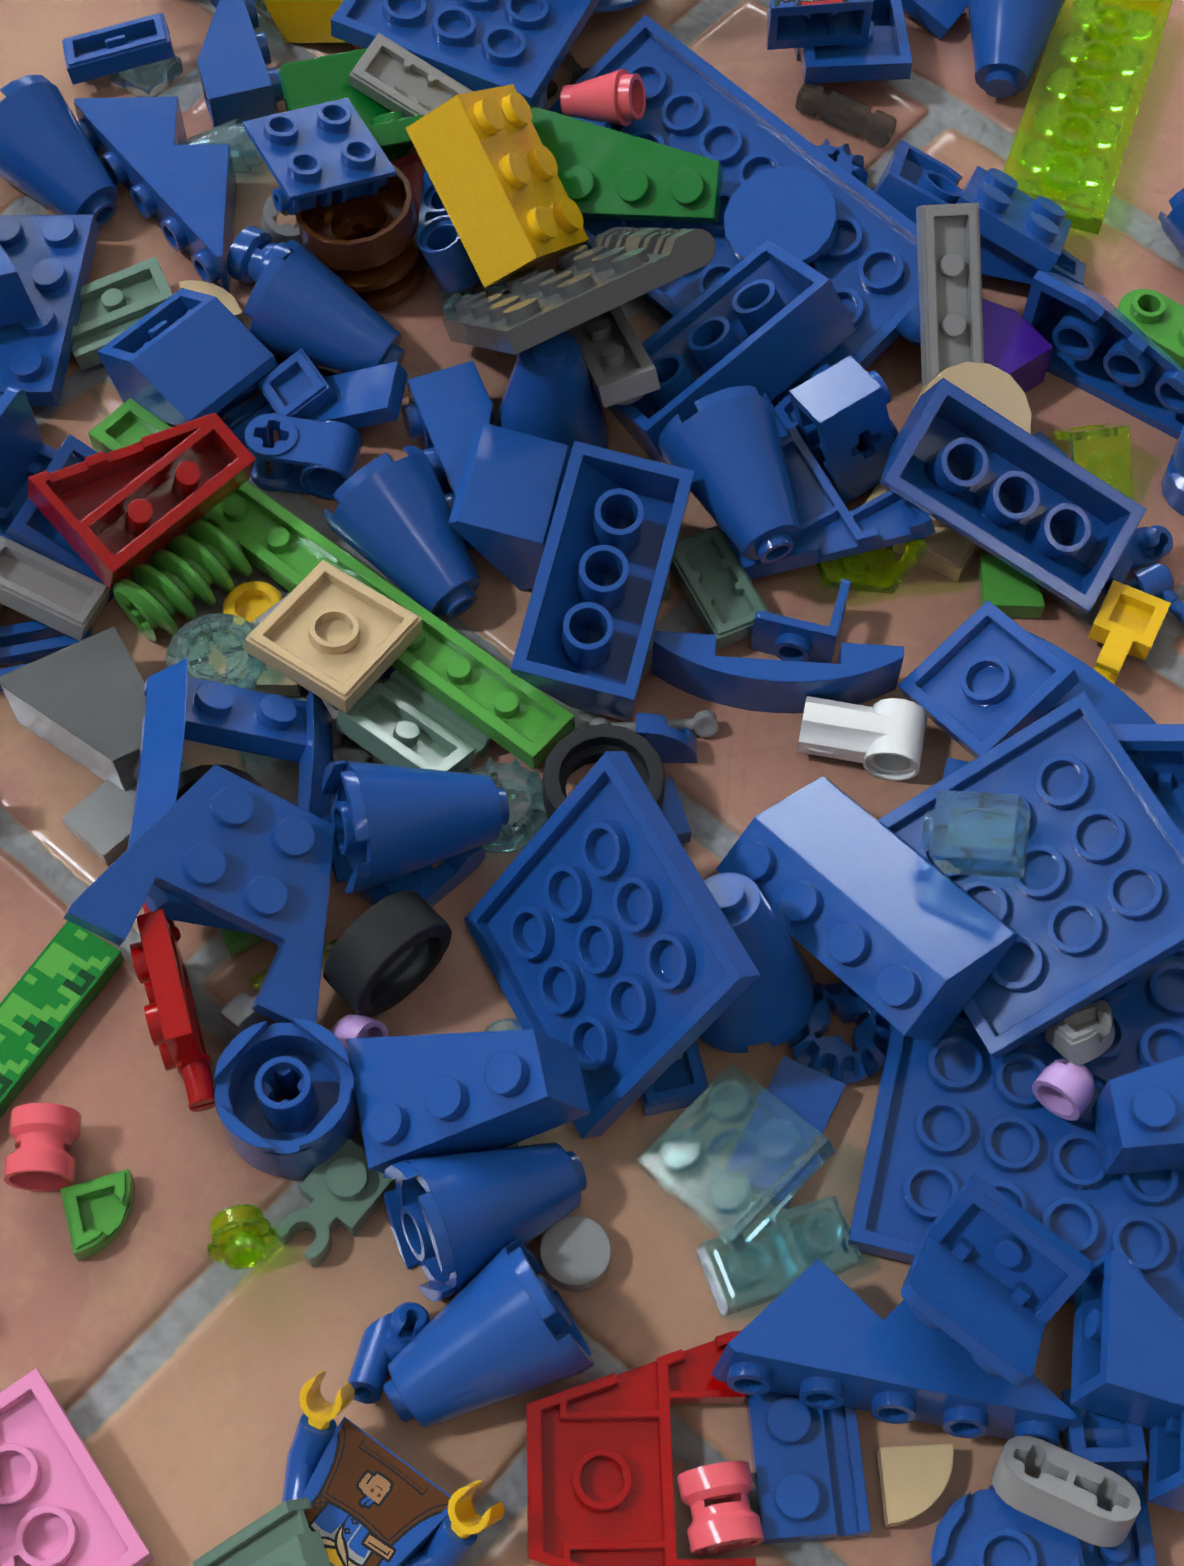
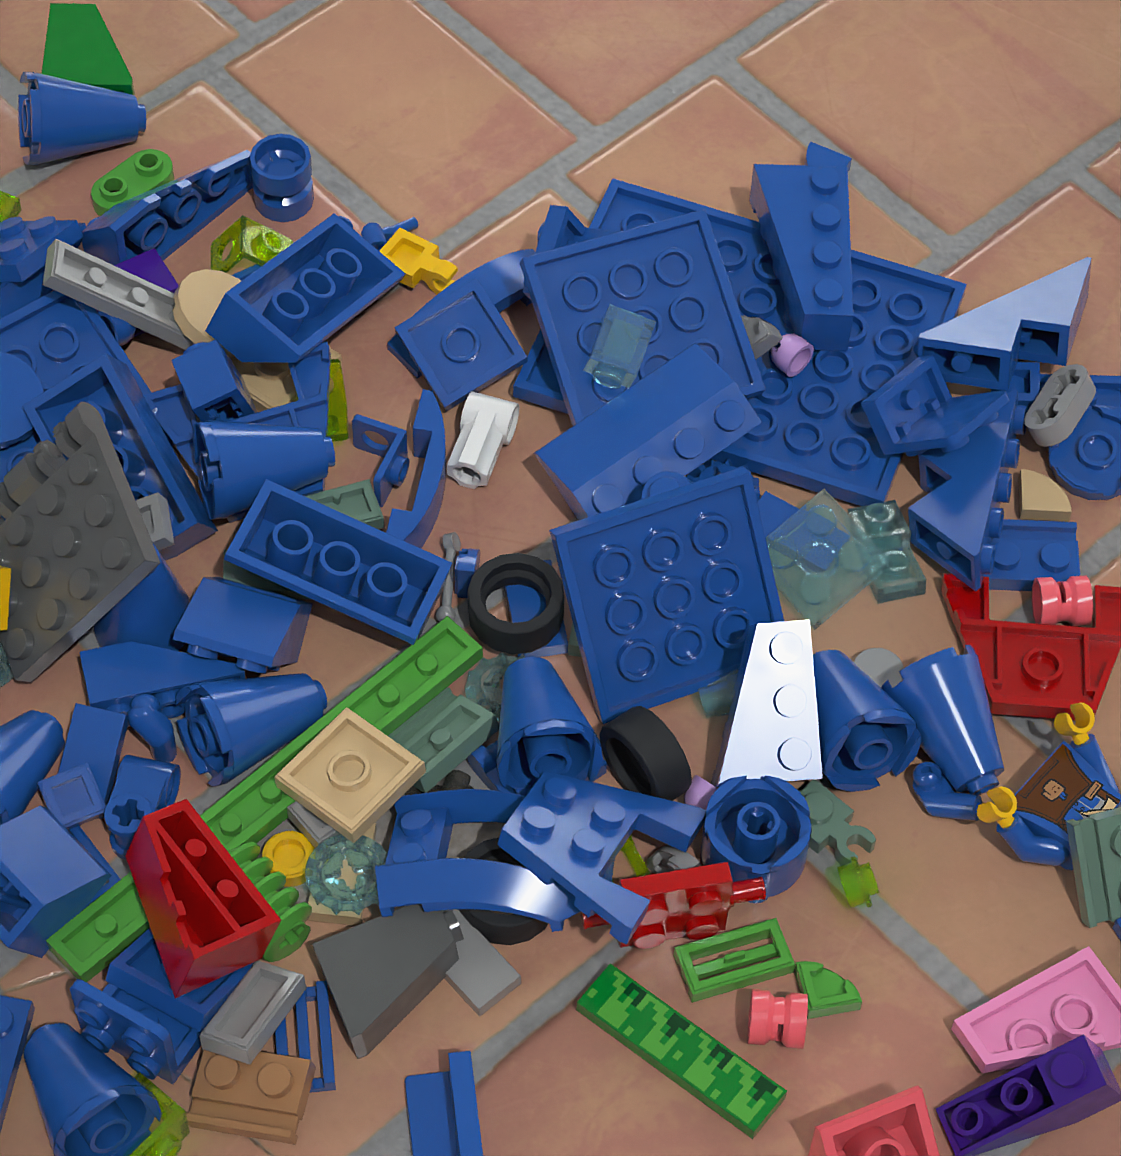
camera: 85 degrees left, 5 degrees down
(156, 1147) = (739, 978): none -> bright green tile
(391, 432) = (153, 727): none -> blue arm
(1008, 589) = (361, 333): bright green tile -> none

